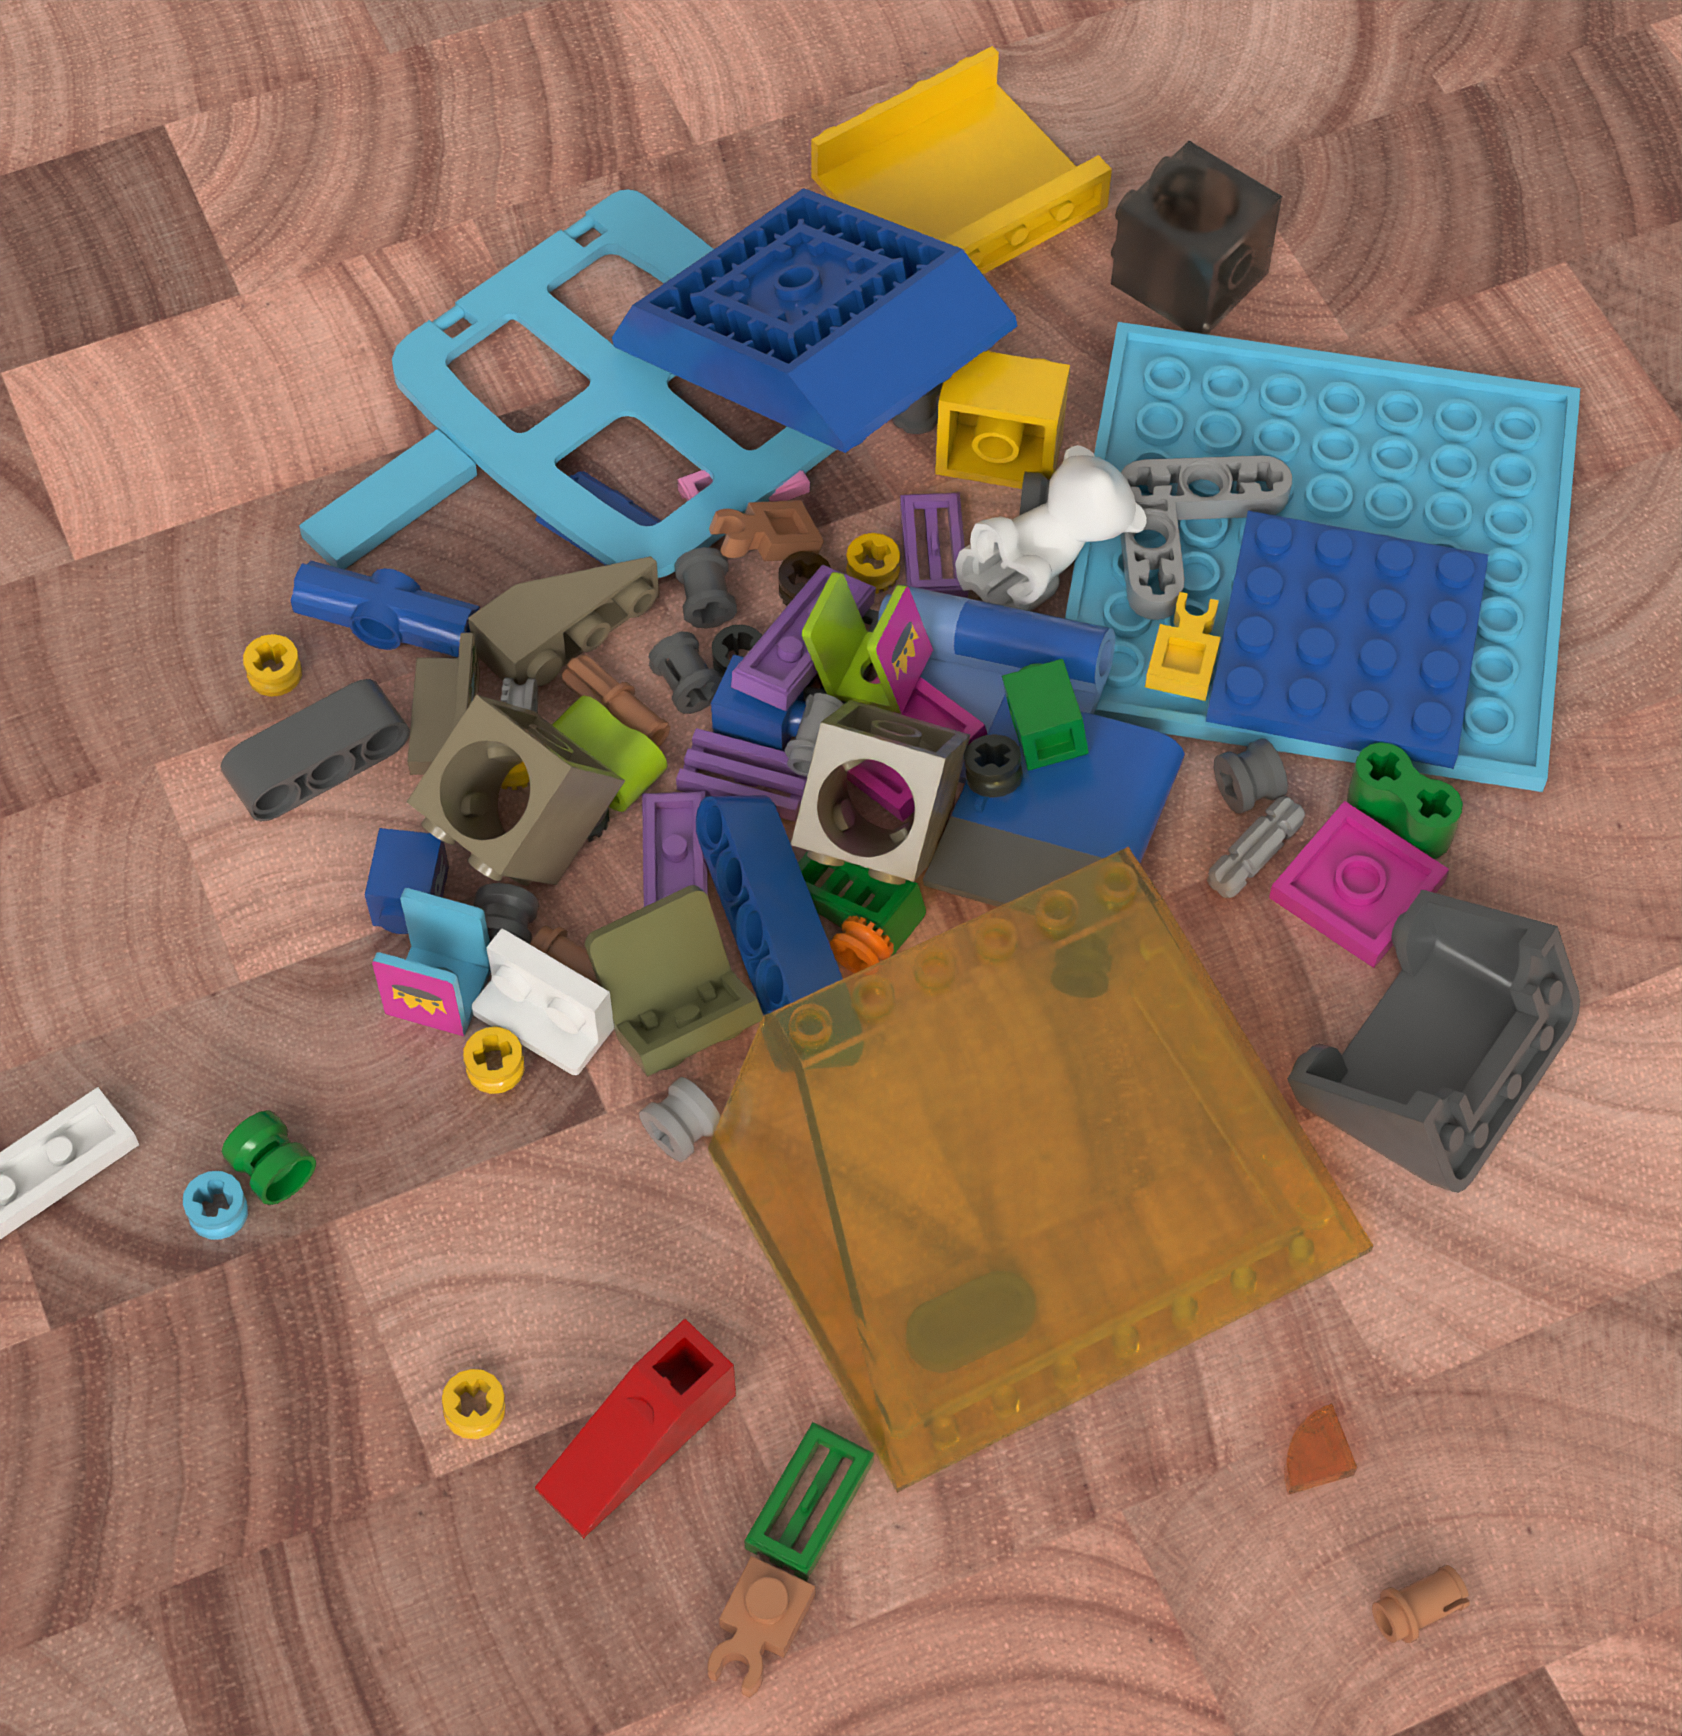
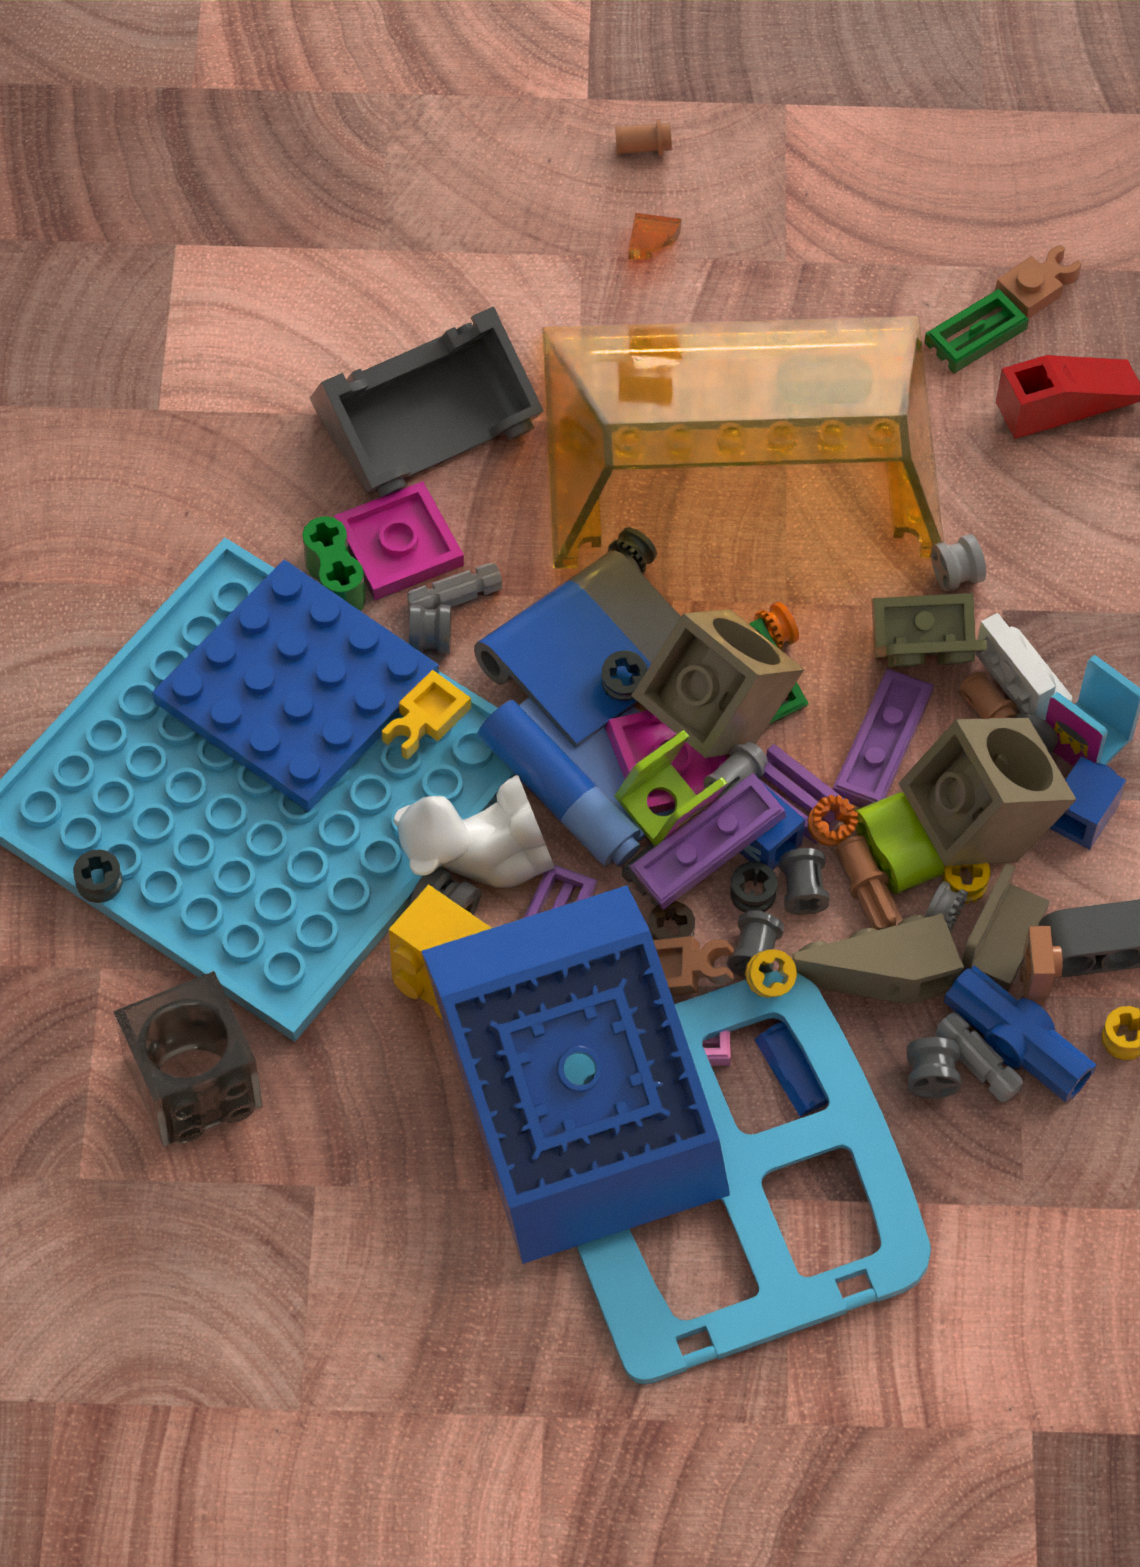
camera: 155 degrees left, 0 degrees up
(385, 649) = (1041, 964): none -> nougat plate
(388, 500) = (979, 1145): medium azure tile -> none
(427, 576) = (980, 1058): none -> light grey axle
(462, 538) = (933, 1067): none -> dark grey wheel
(475, 1060) = (1072, 649): yellow bush -> none
(669, 534) = (755, 977): none -> yellow bush
(678, 721) = (843, 813): none -> orange bush
(765, 899) = (832, 656): blue beam -> none
(960, 166) = (335, 1250): yellow panel -> none
(1045, 714) = (569, 683): green brick -> none
(1165, 511) = (368, 839): light grey beam -> none
(1406, 383) = (82, 874): none -> pearl dark grey bush

